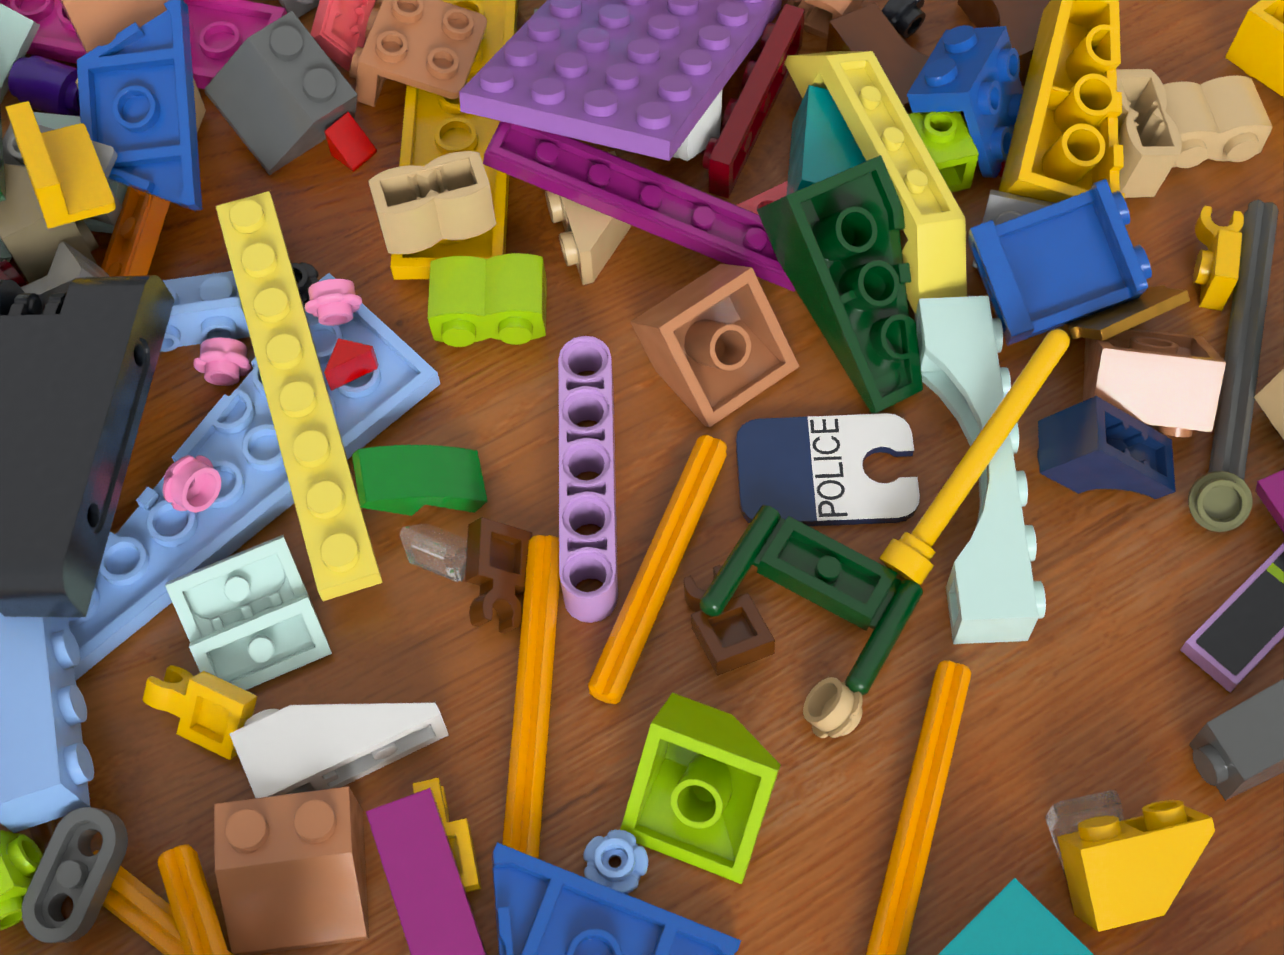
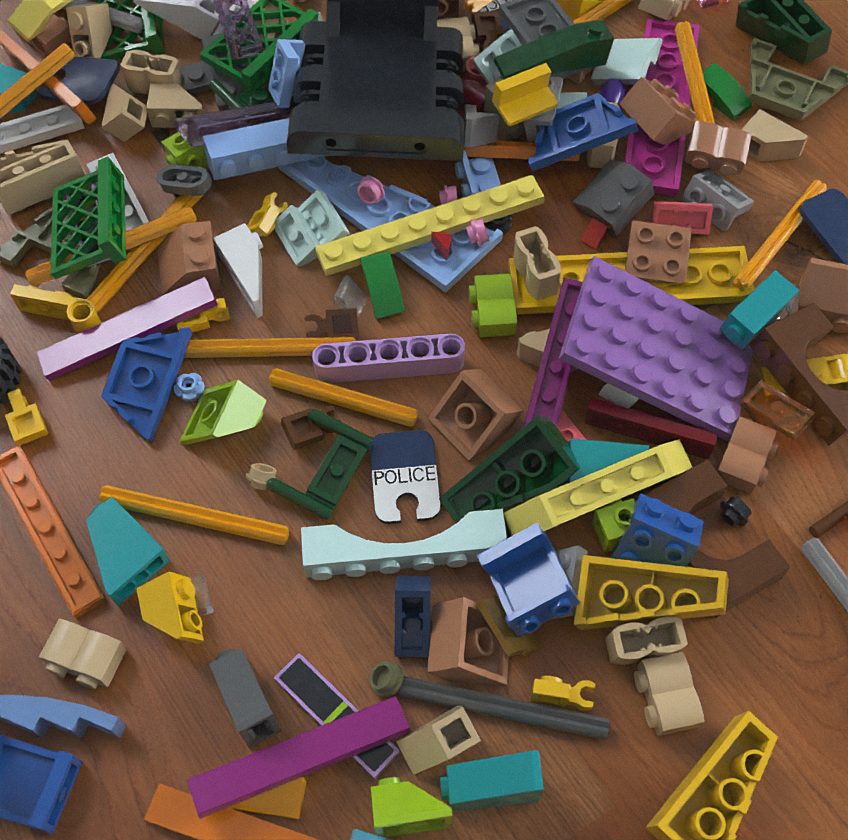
camera: 85 degrees right, 0 degrees up
(912, 552) = (348, 512): yellow piece -> none

